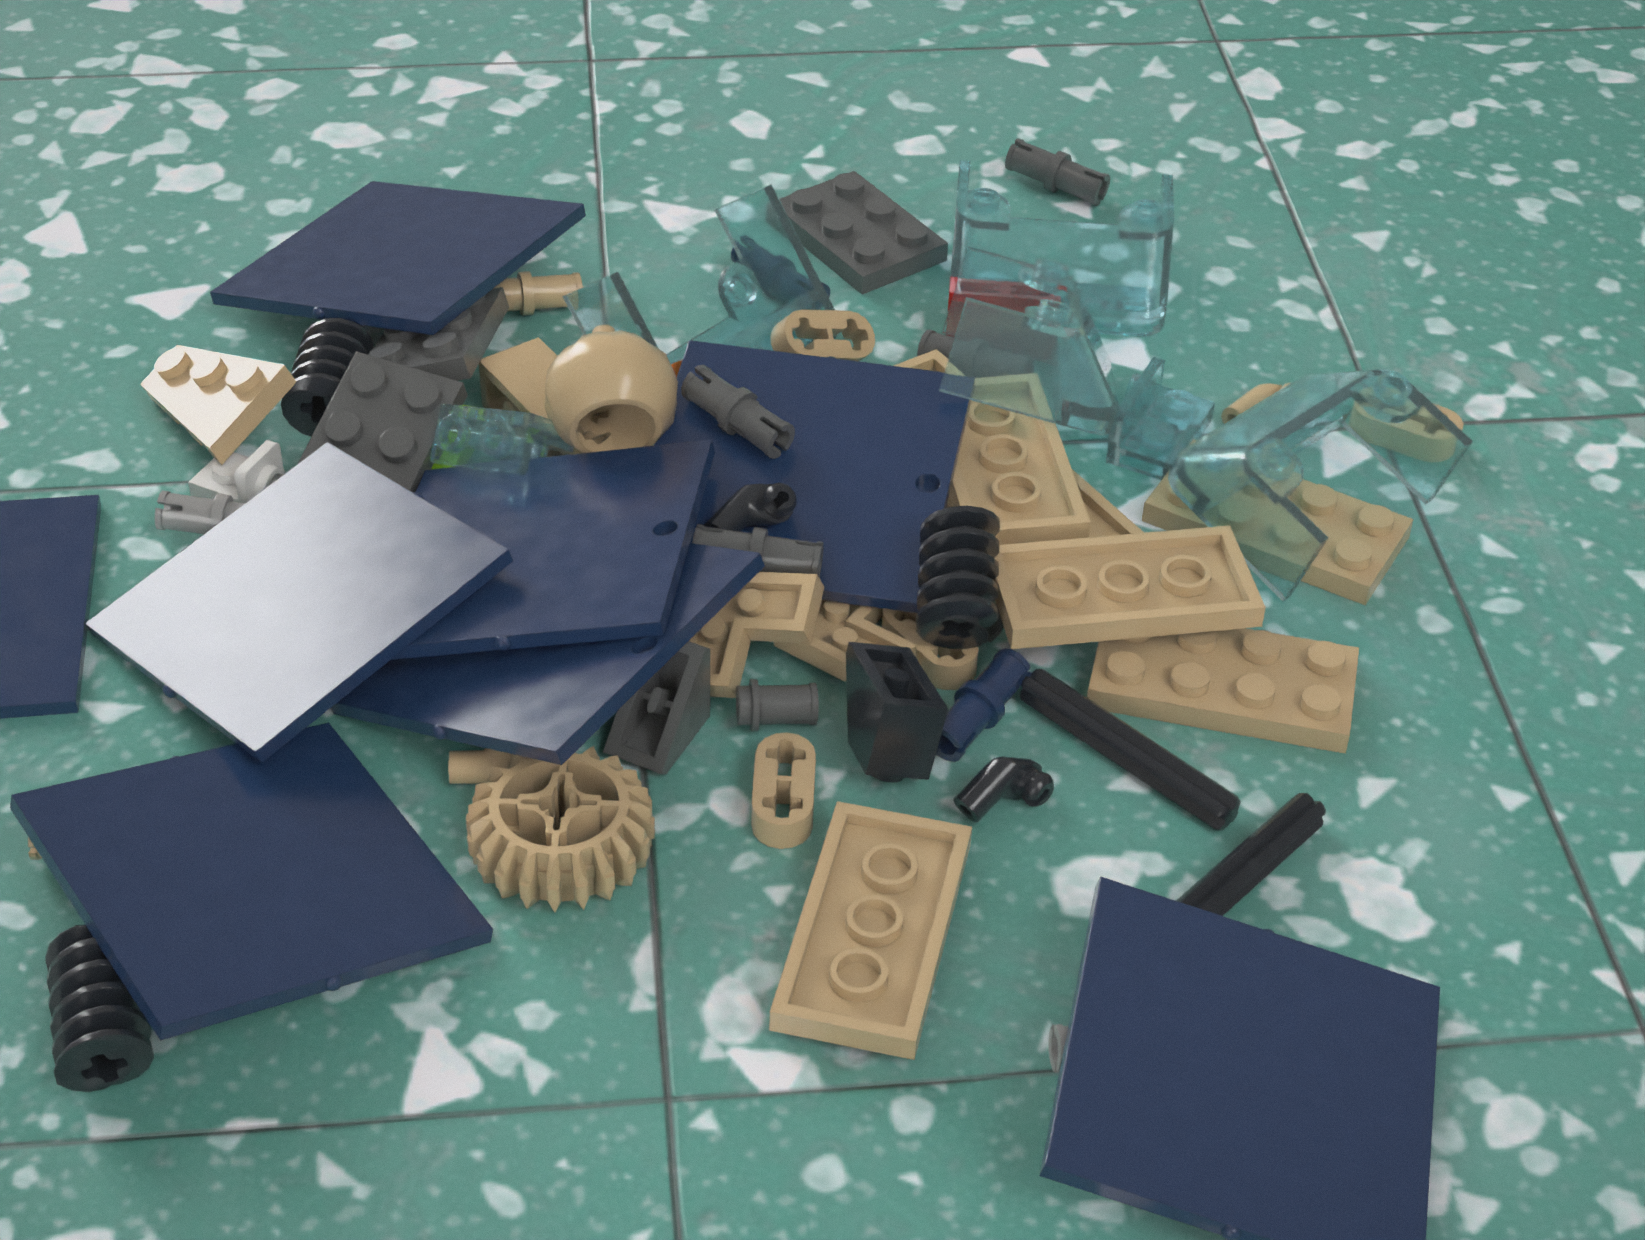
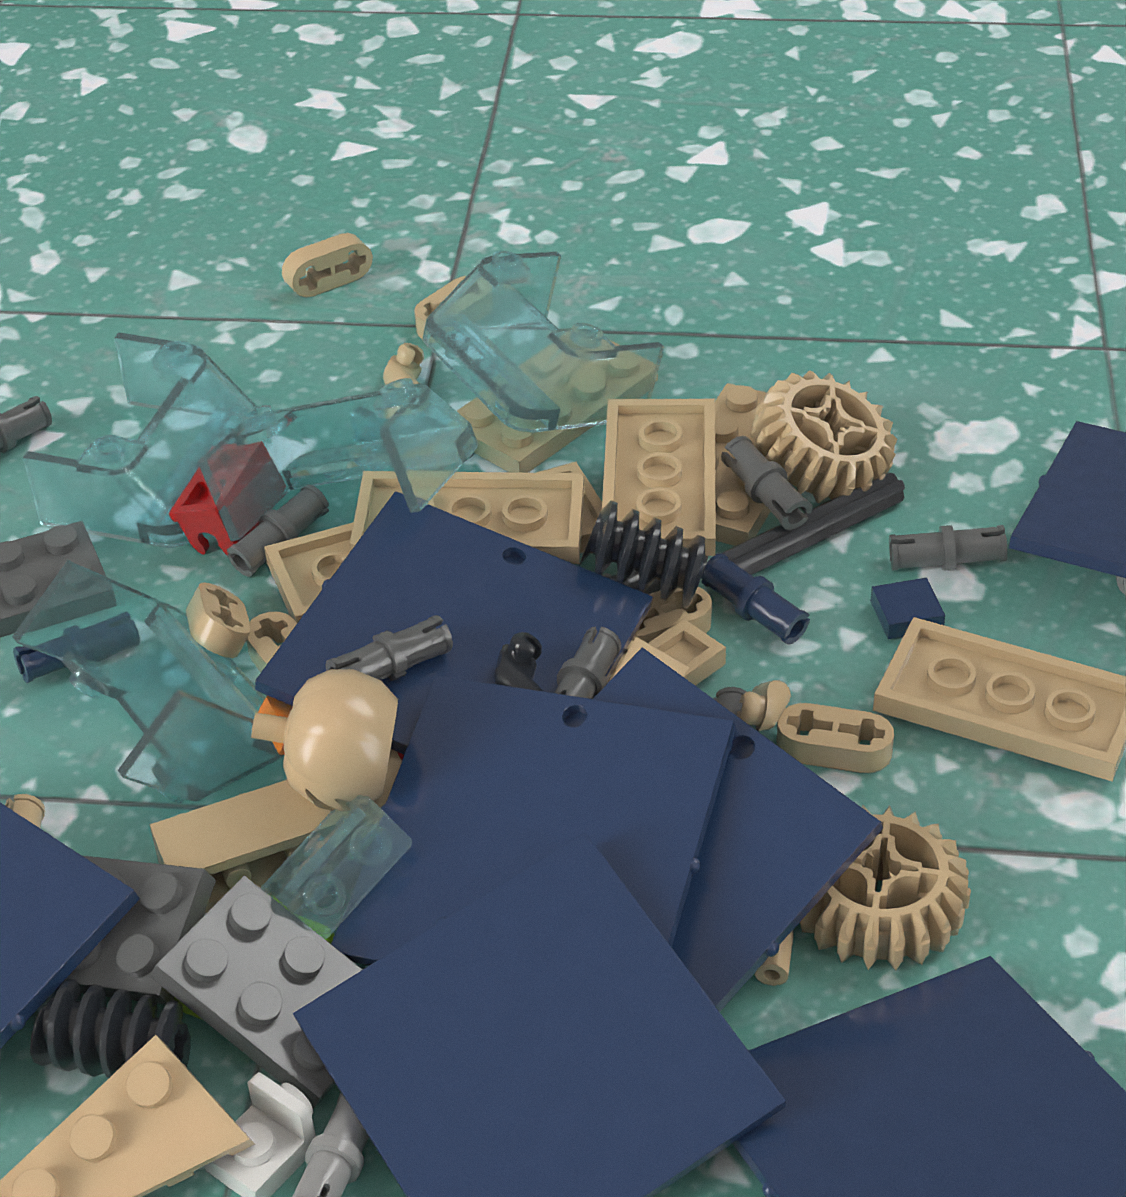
camera: 75 degrees left, 0 degrees up
(798, 716) = (764, 704): none -> tan arm
(892, 712) = (776, 638): black slope -> none
(1005, 779) = (848, 594): black arm -> none
(1013, 838) = (903, 600): none -> dark blue tile
(1116, 851) = (948, 547): none -> dark grey pin
(1147, 674) = (766, 482): none -> dark grey pin
(1256, 856) = (956, 490): black axle -> none
(1300, 699) = (823, 435): none -> tan gear
(1427, 315) = (327, 265): none -> tan beam

